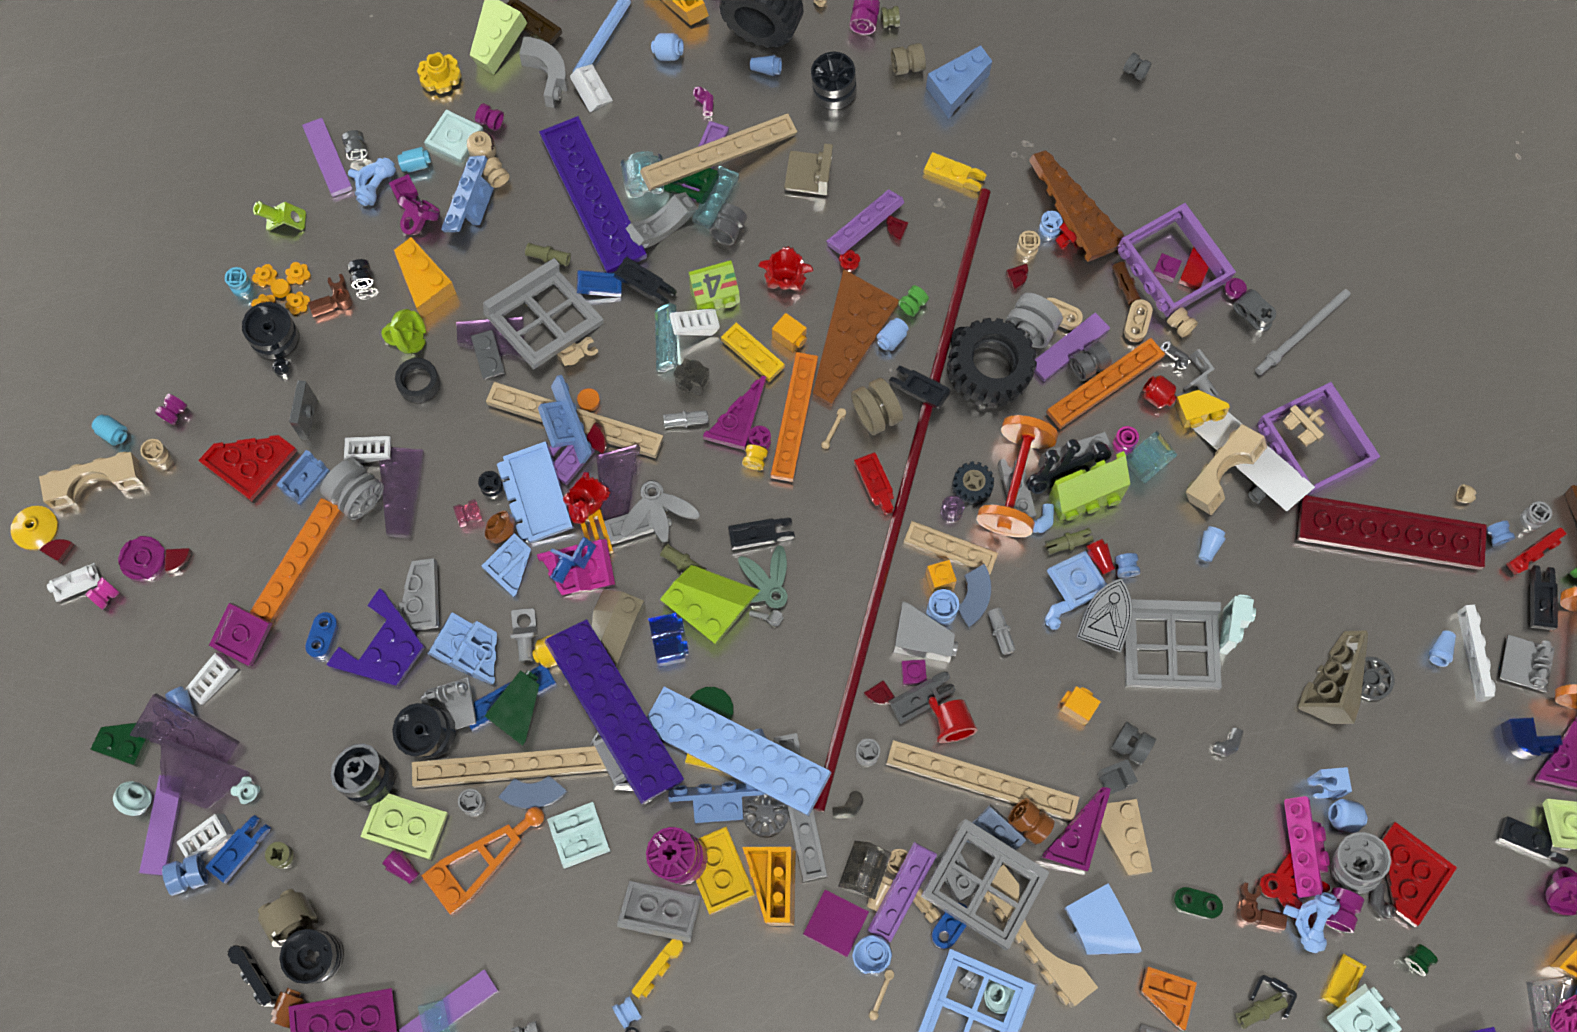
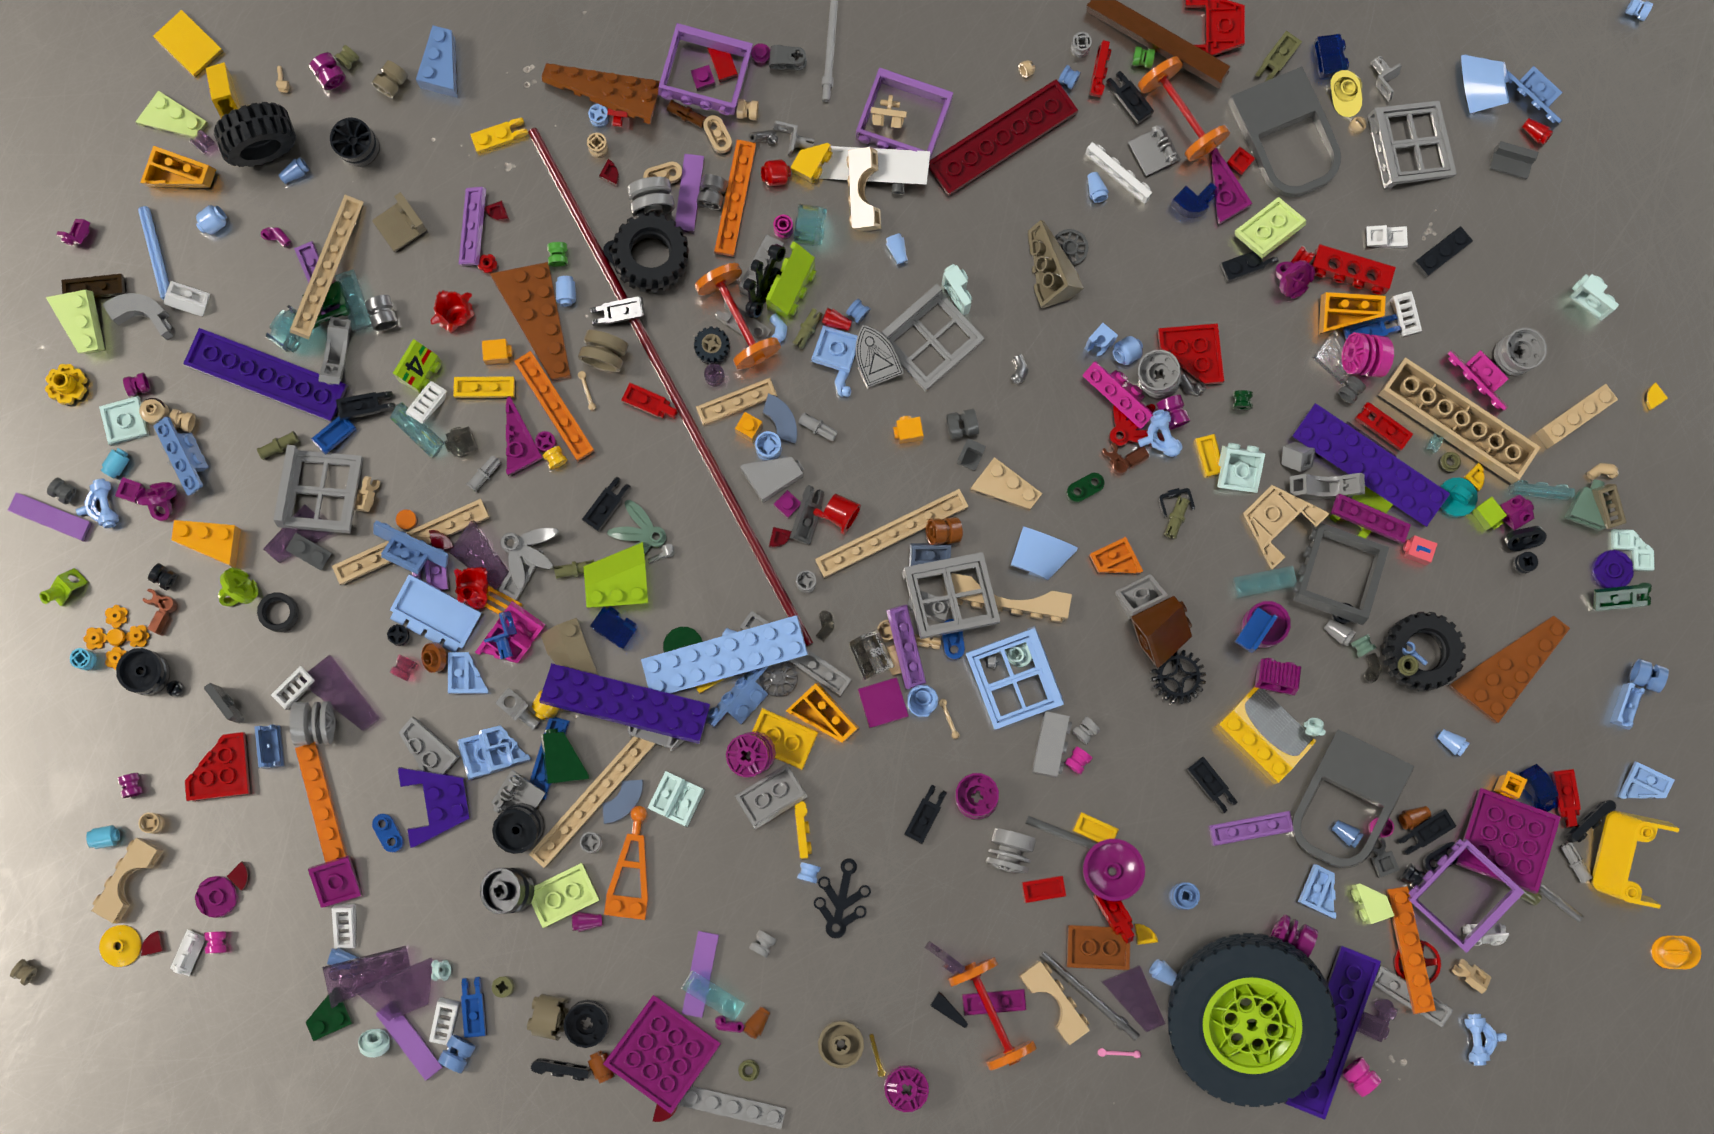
camera: 45 degrees left, 10 degrees up
(1079, 838) = (982, 516): magenta wing -> none

